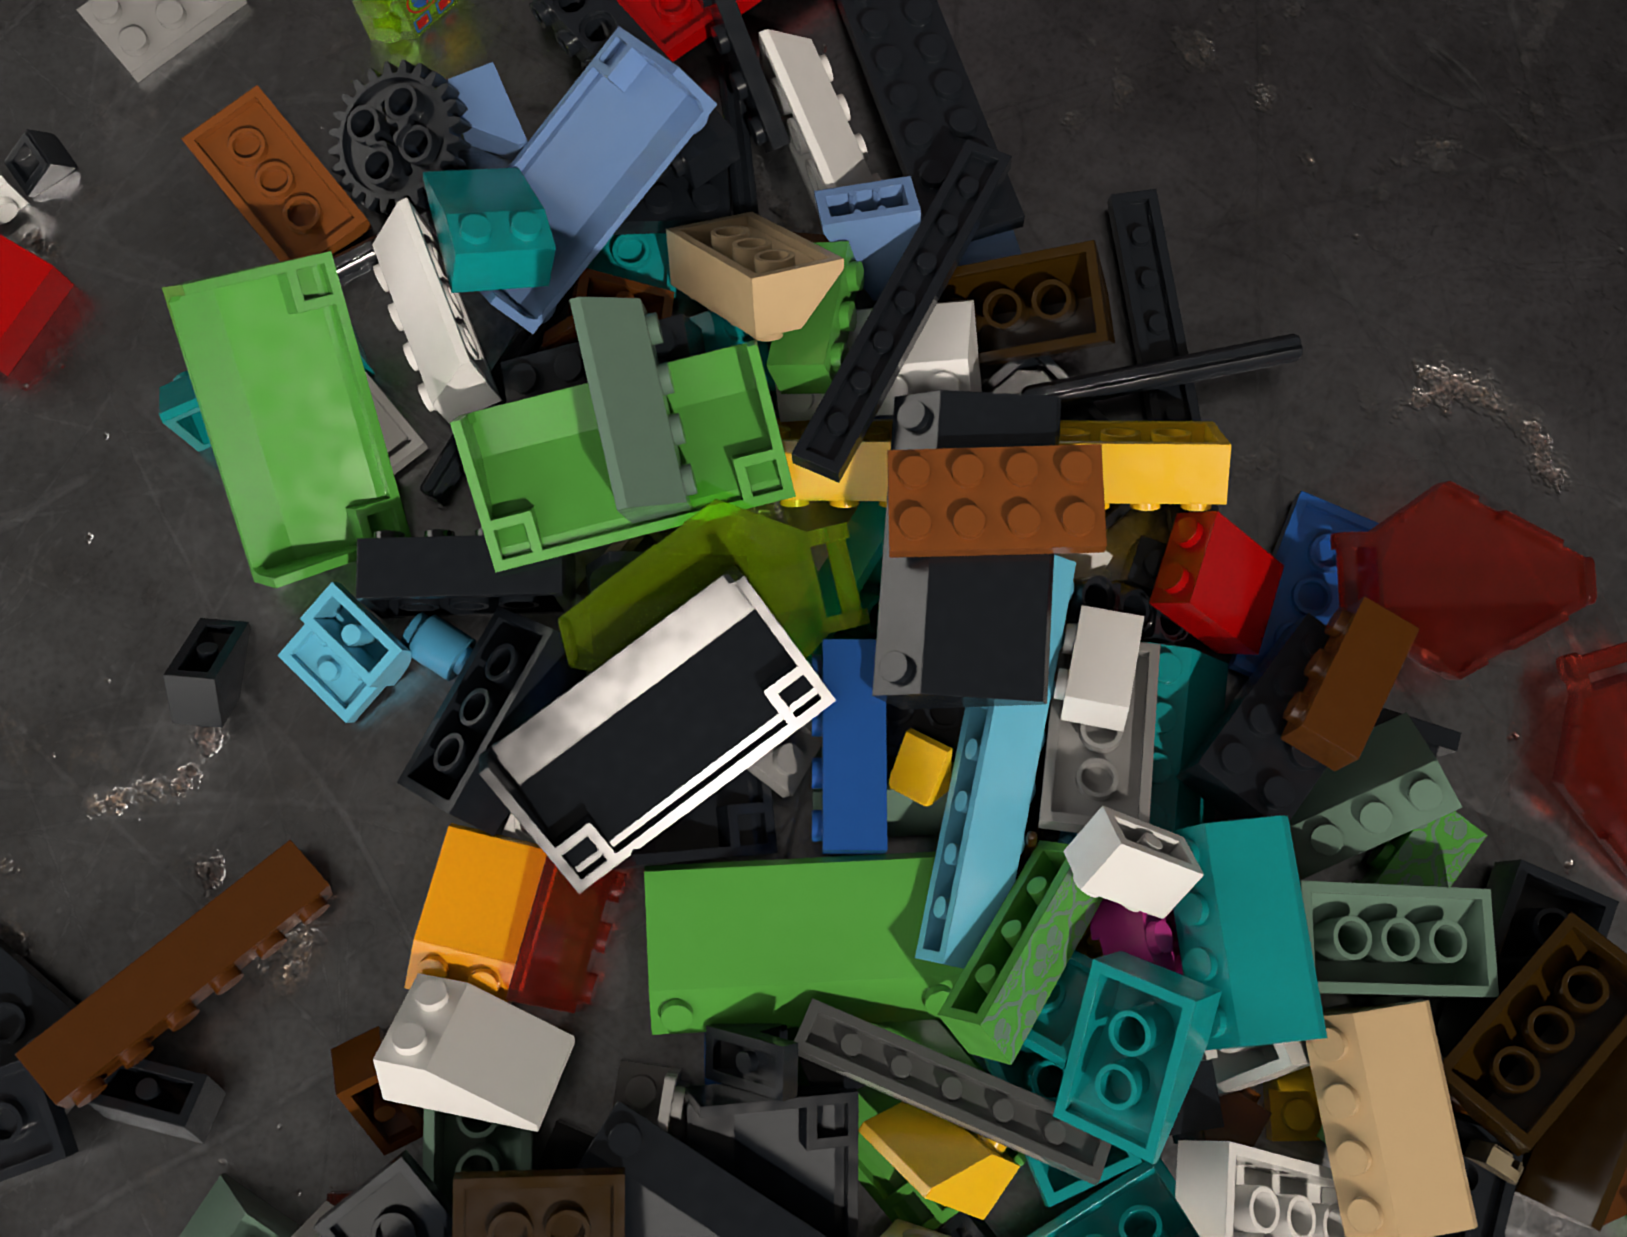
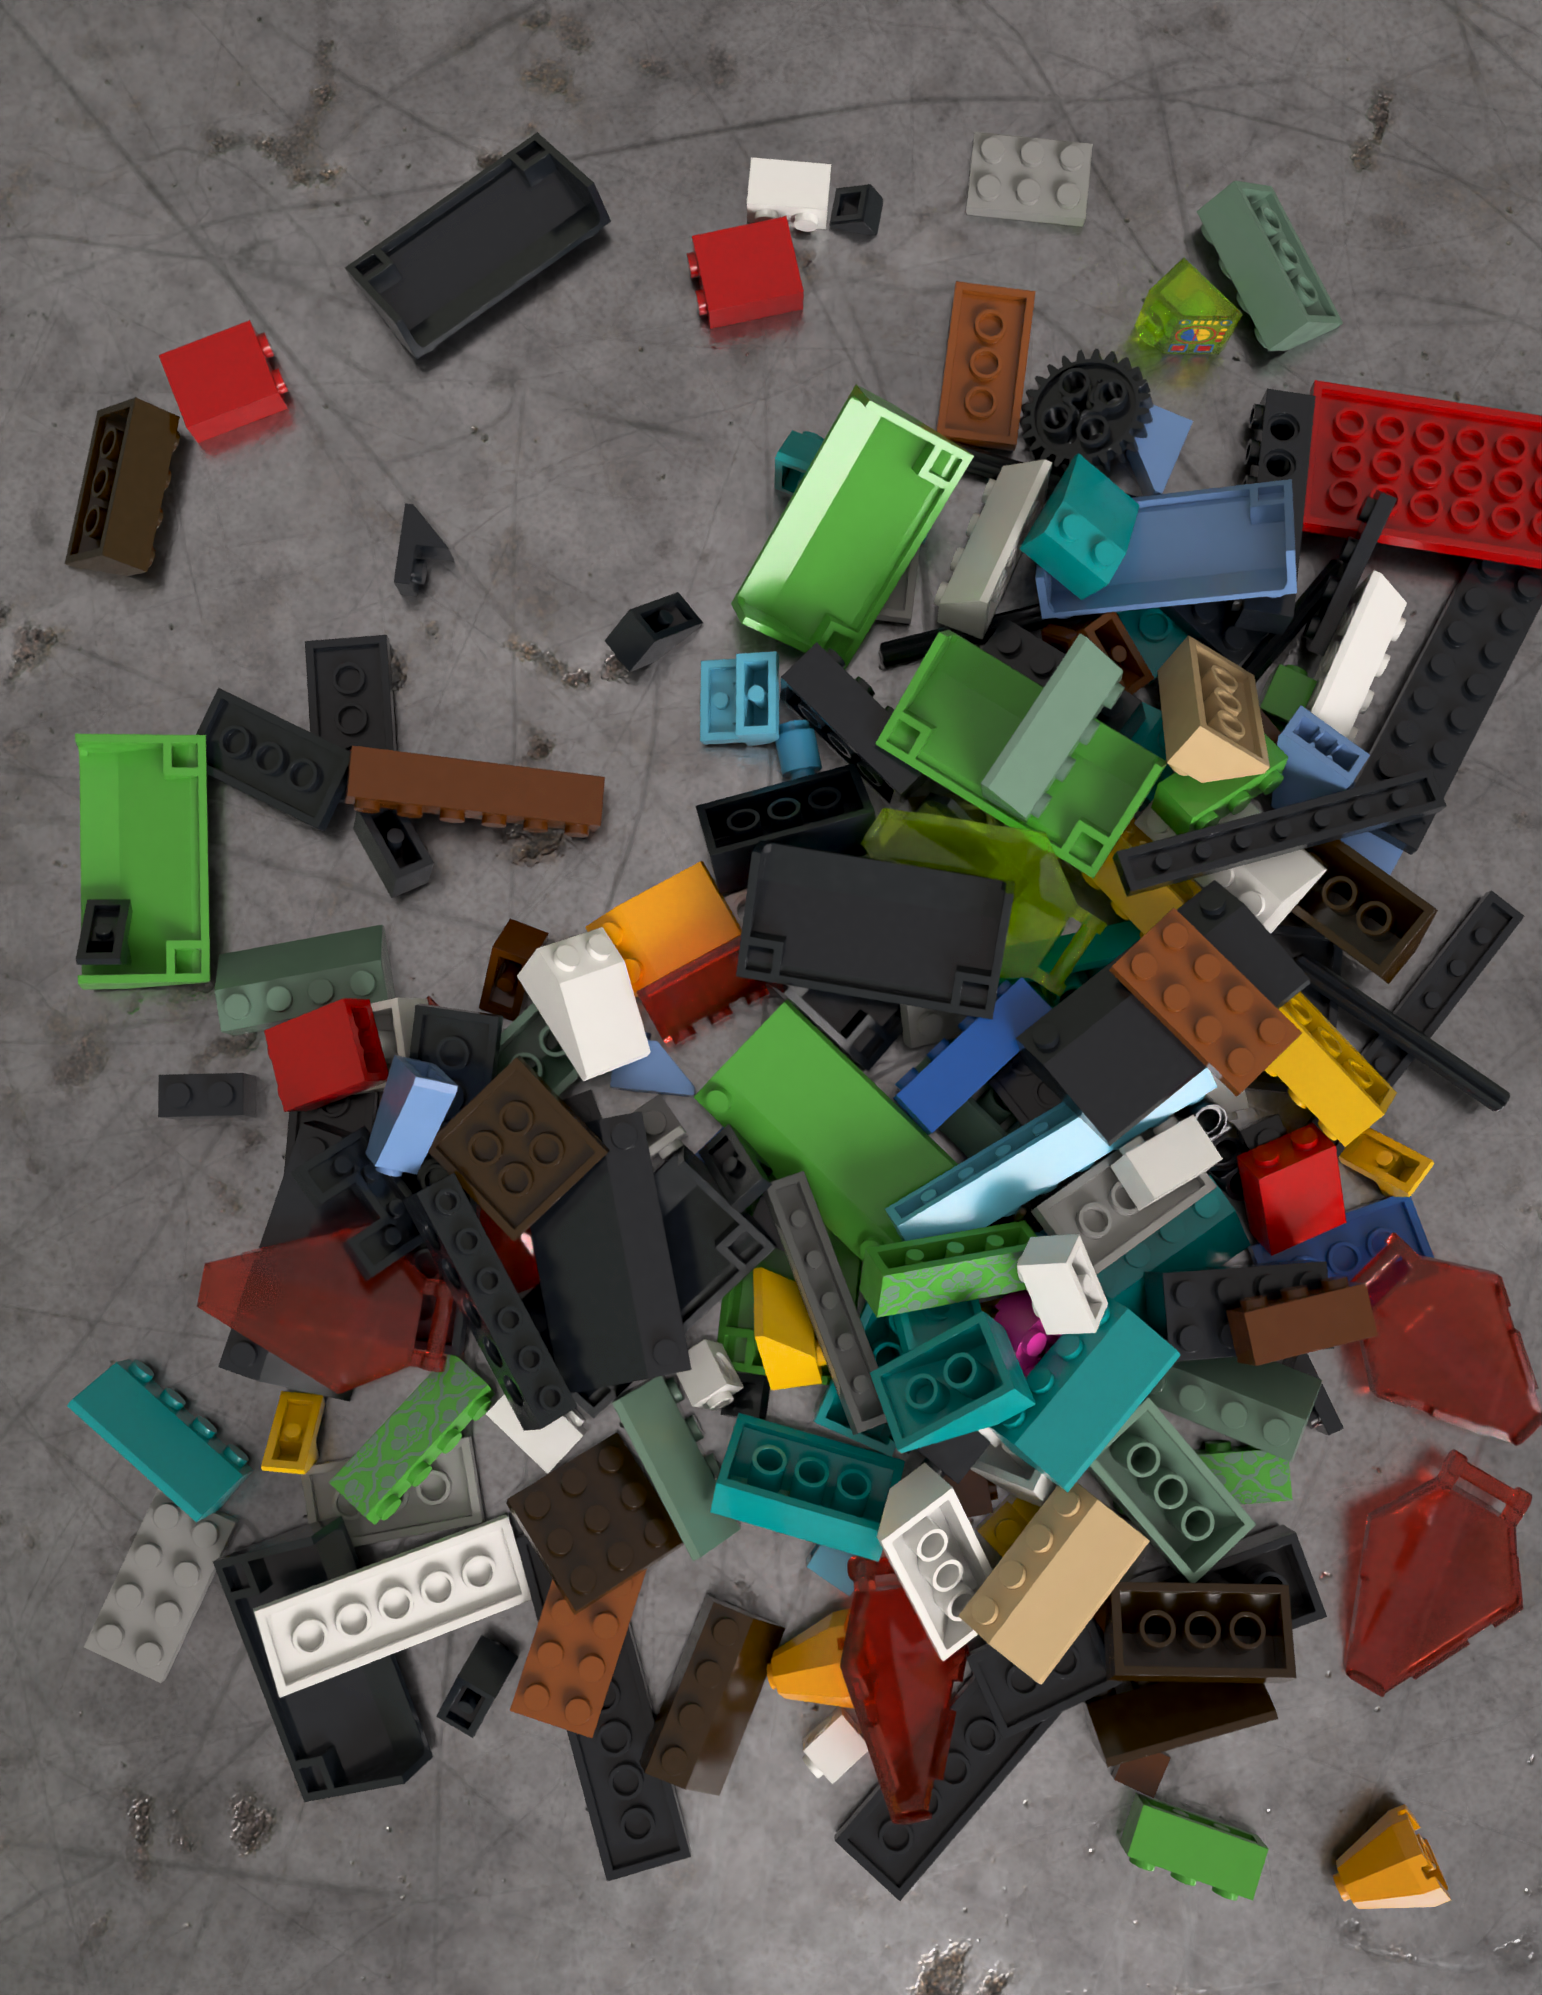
camera: 50 degrees right, 5 degrees up
(597, 1048) = (653, 1075): none -> medium blue slope
(791, 201) = (1284, 693): none -> bright green brick
(921, 768) = (1000, 1110): yellow slope -> none
(1269, 483) = (1387, 1162): none -> yellow slope
(1494, 1160) = (1092, 1671): dark tan tile -> none

